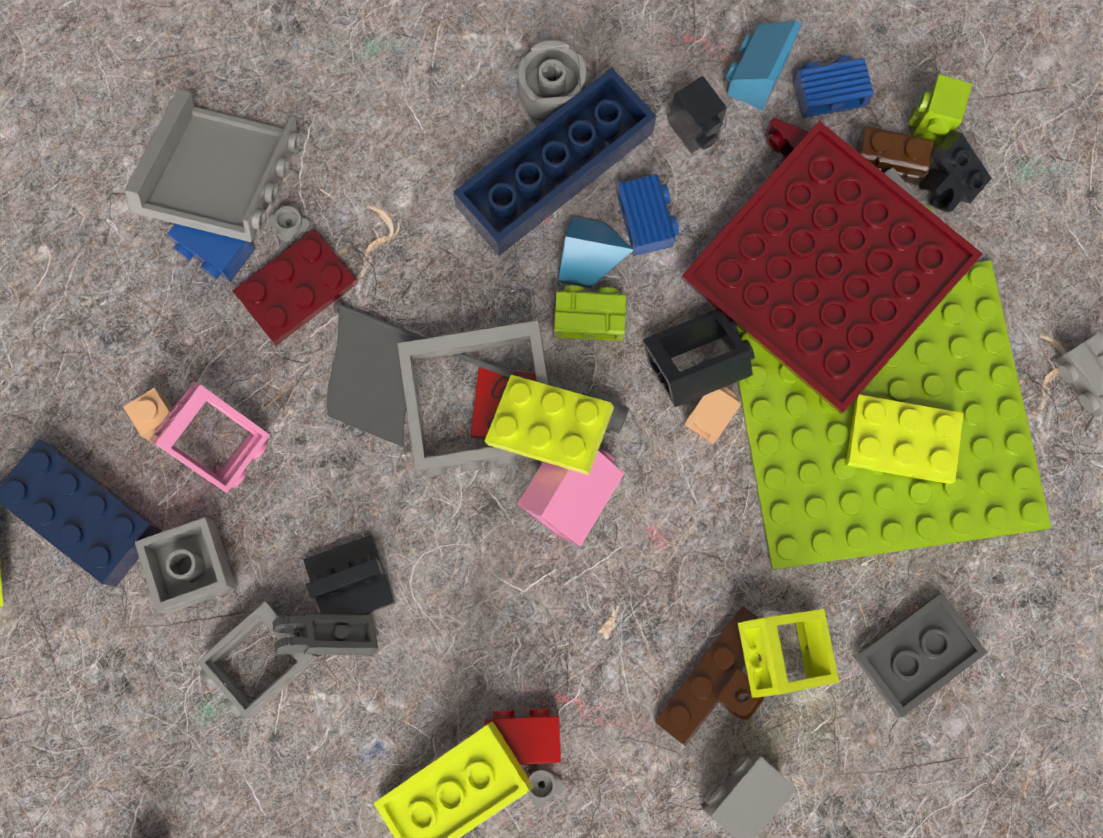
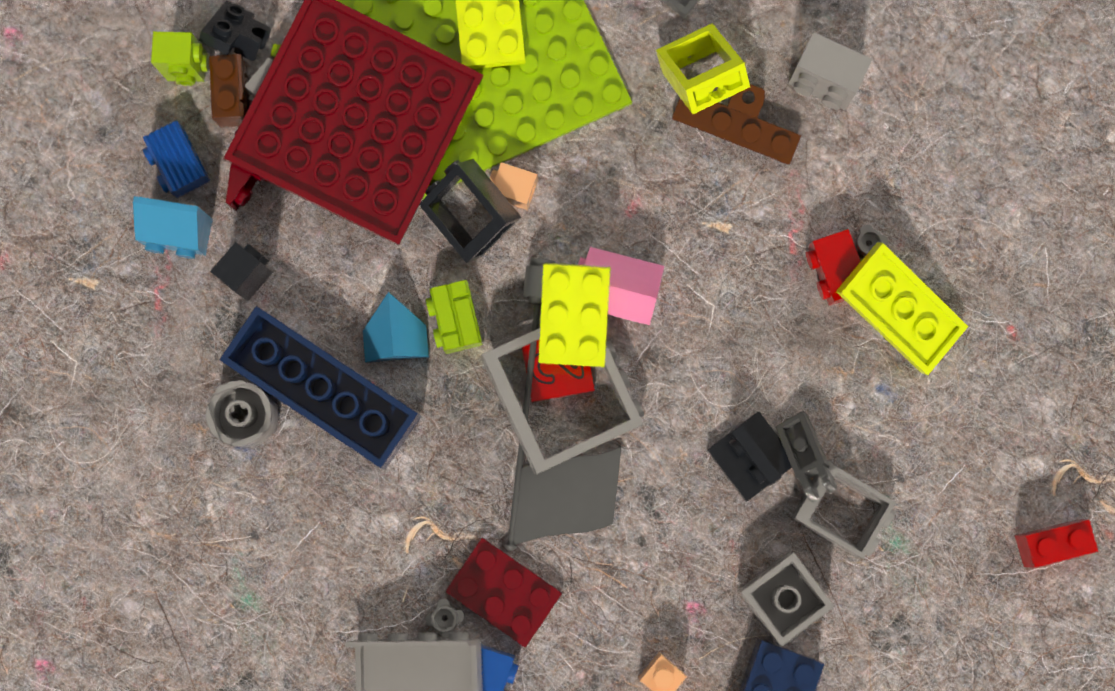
camera: 100 degrees left, 5 degrees up
(181, 416) = (661, 642): bright pink window -> none
(646, 214) = (346, 293): blue brick -> none

